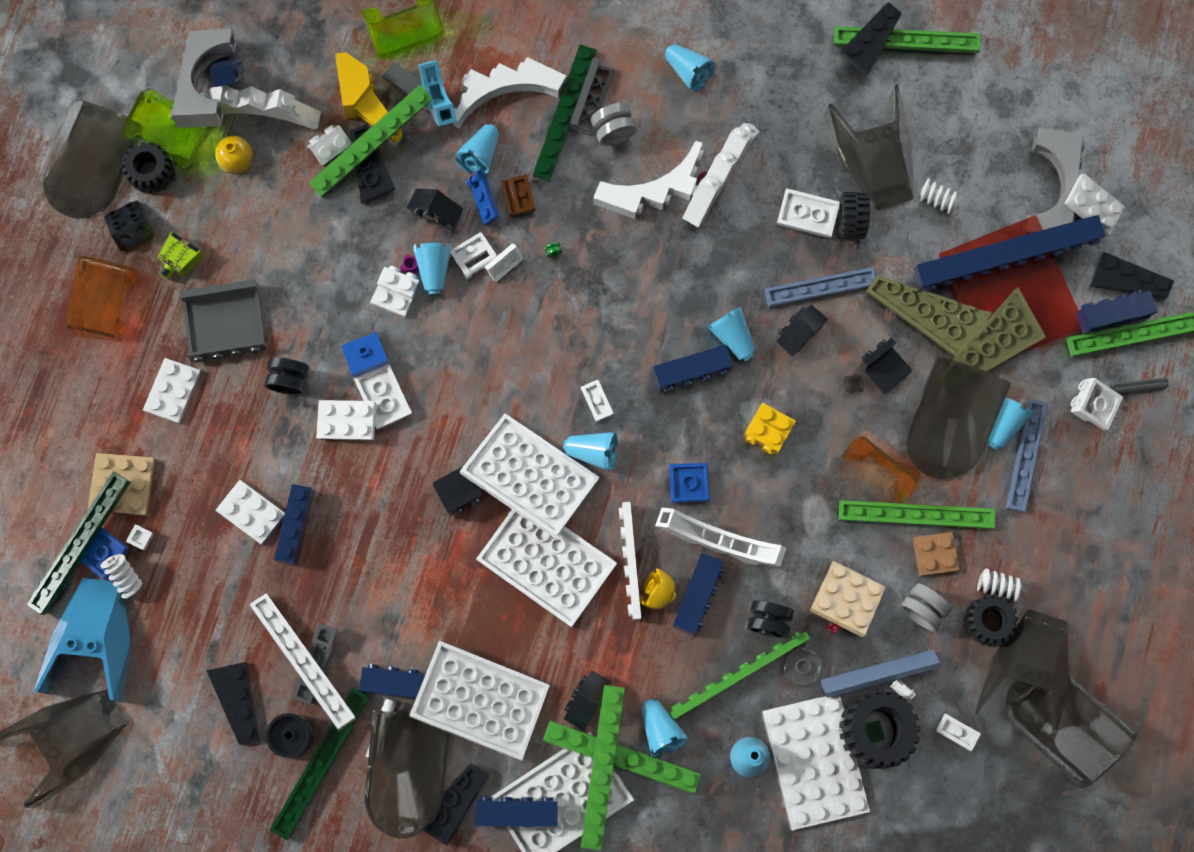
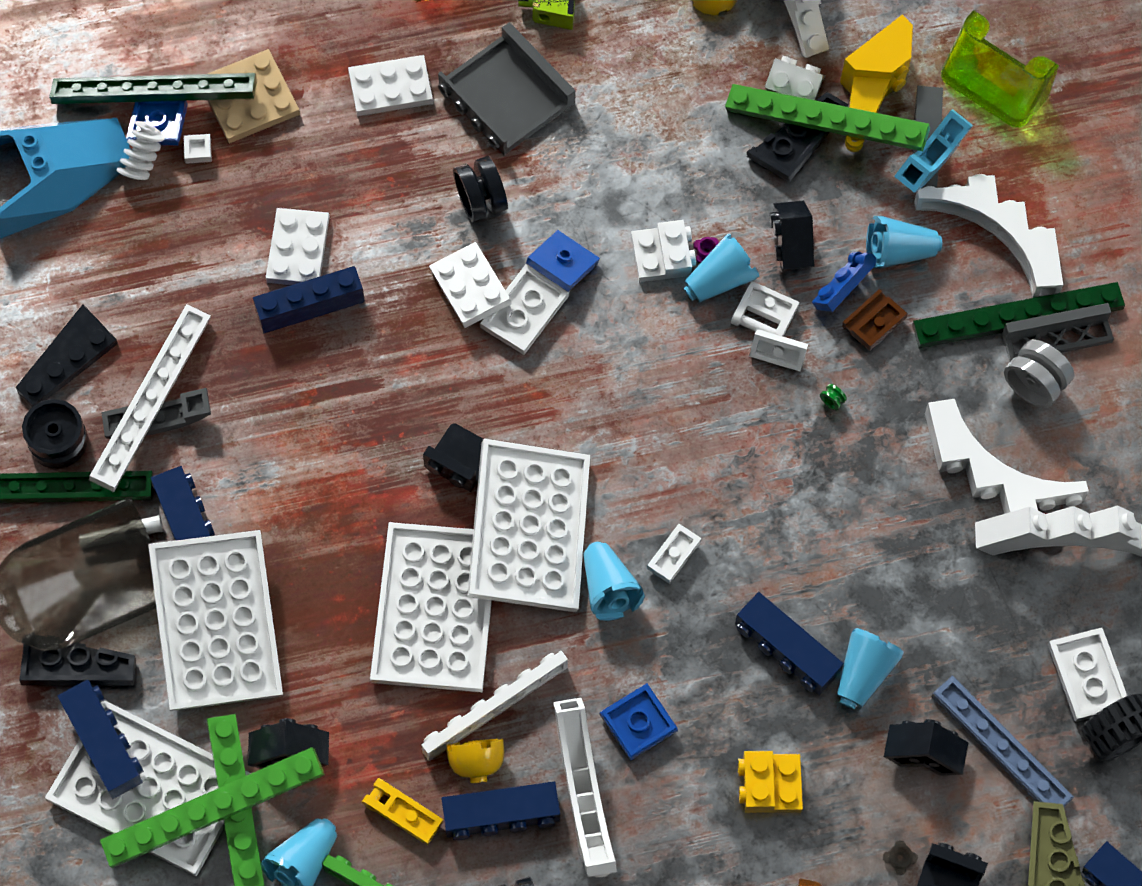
camera: 60 degrees right, 10 degrees down
(665, 652) = (403, 811): none -> yellow plate

